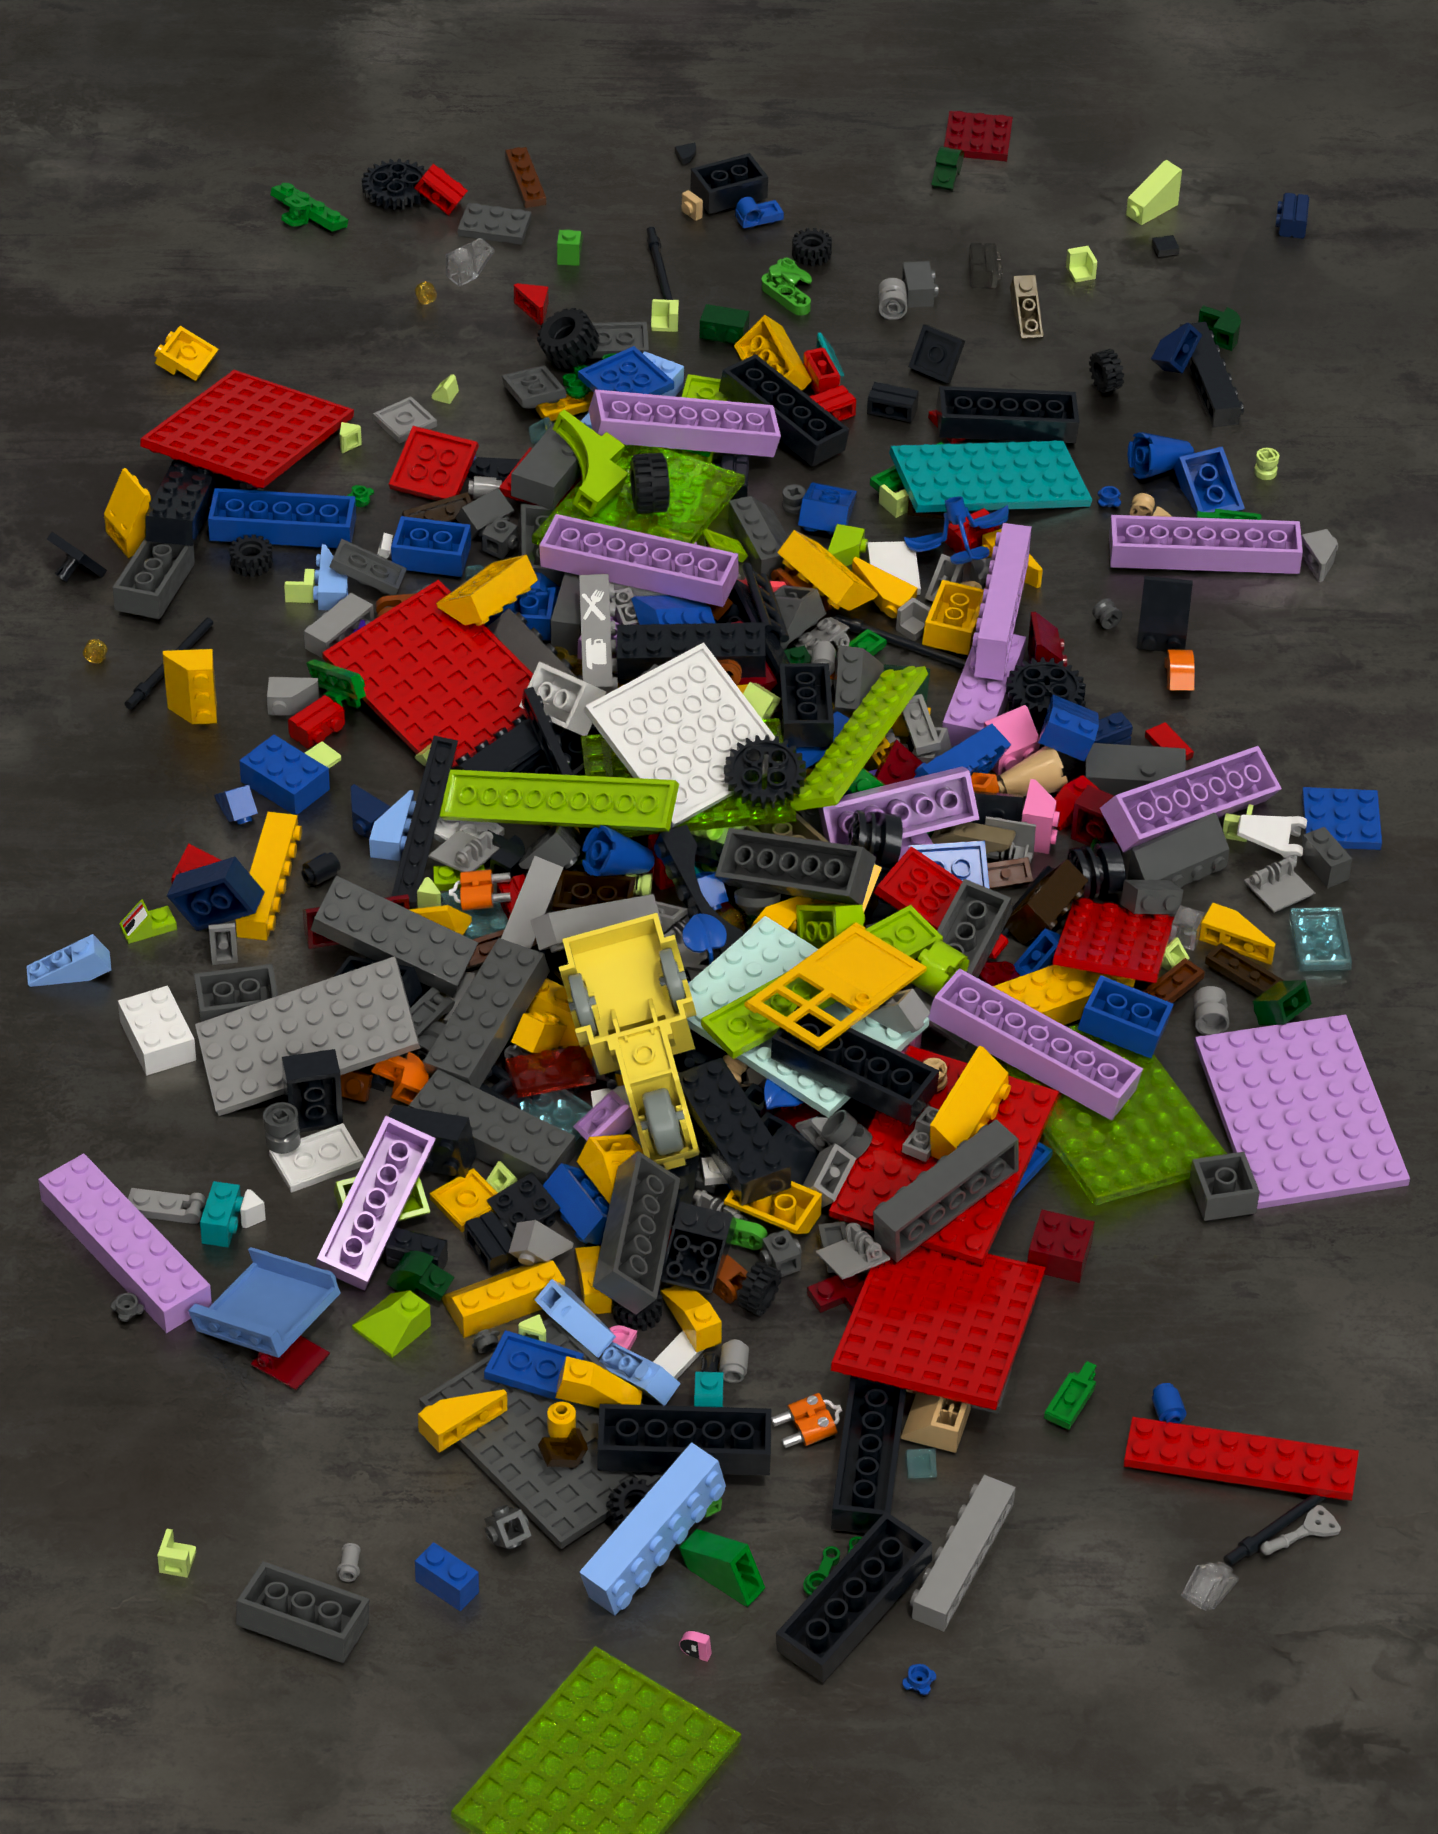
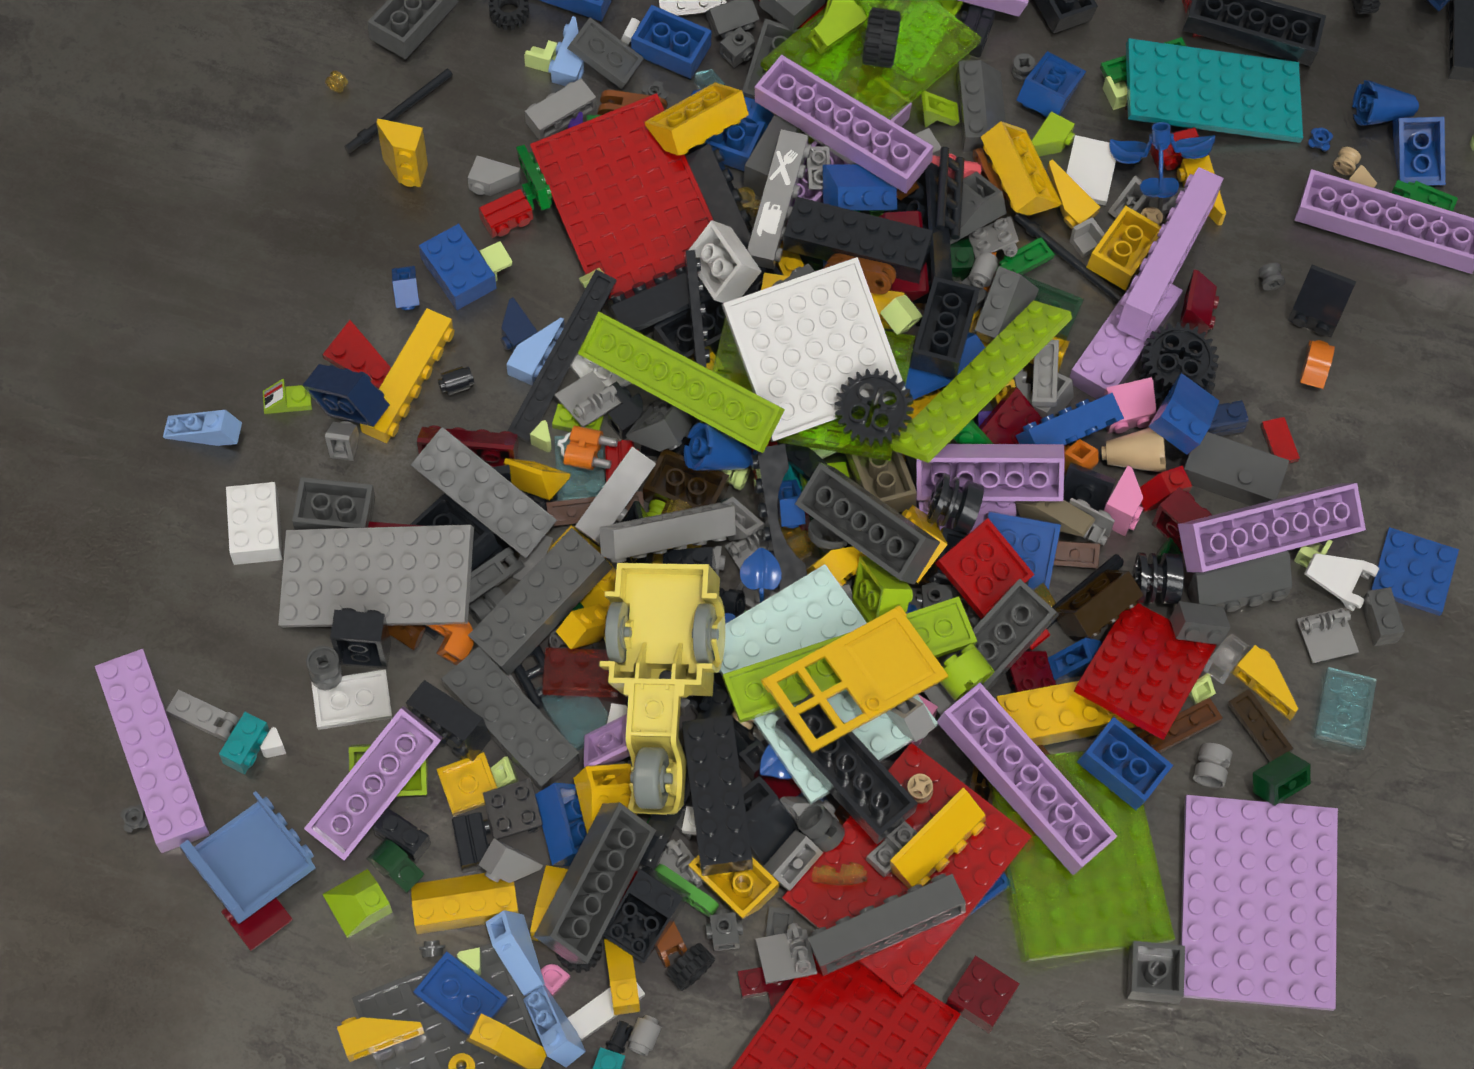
camera: 15 degrees right, 20 degrees up
(892, 1164) = (848, 874): none -> clear yellow slope

